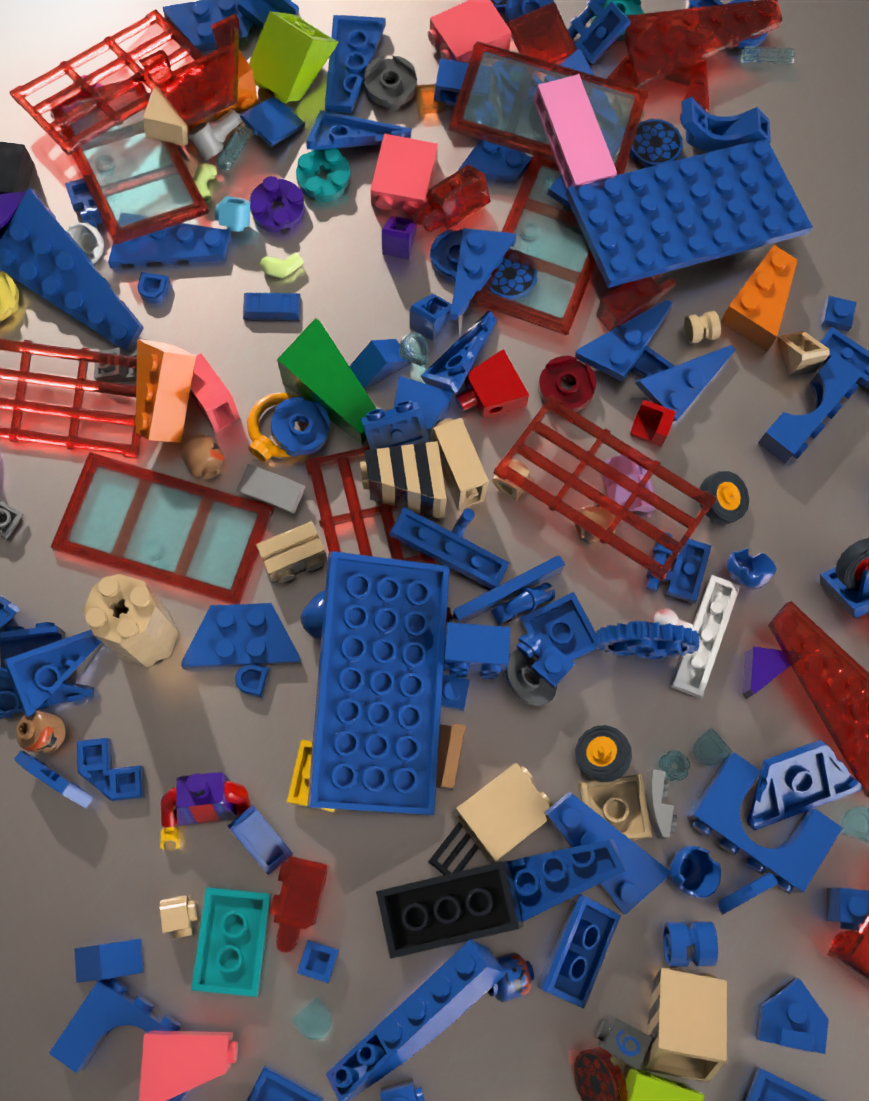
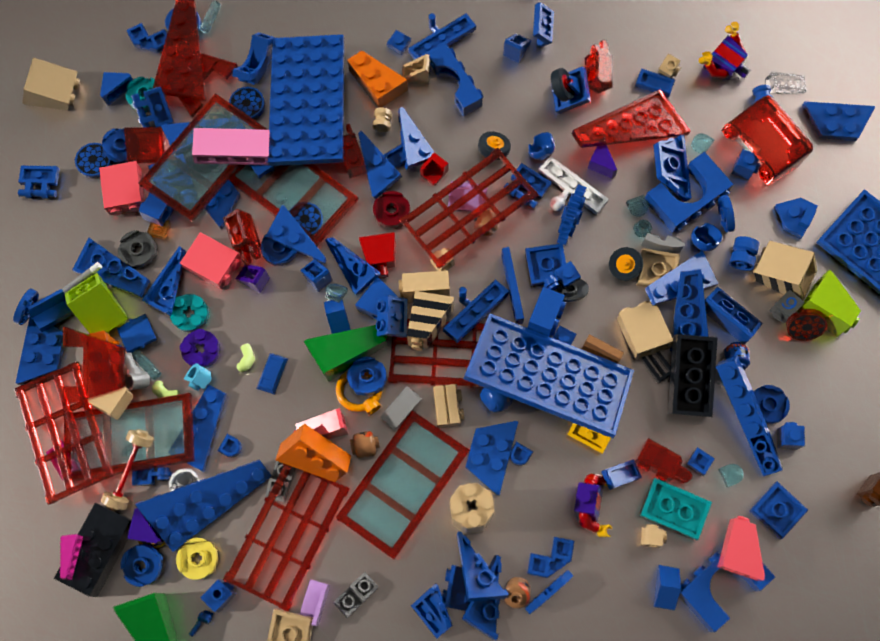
camera: 65 degrees left, 0 degrees up
(39, 172) = (115, 500): none -> tan axle
(331, 31) = (89, 272): none -> light grey bar
(450, 1058) = (772, 403): none -> blue tile
(526, 600) = (522, 276): blue piece -> none

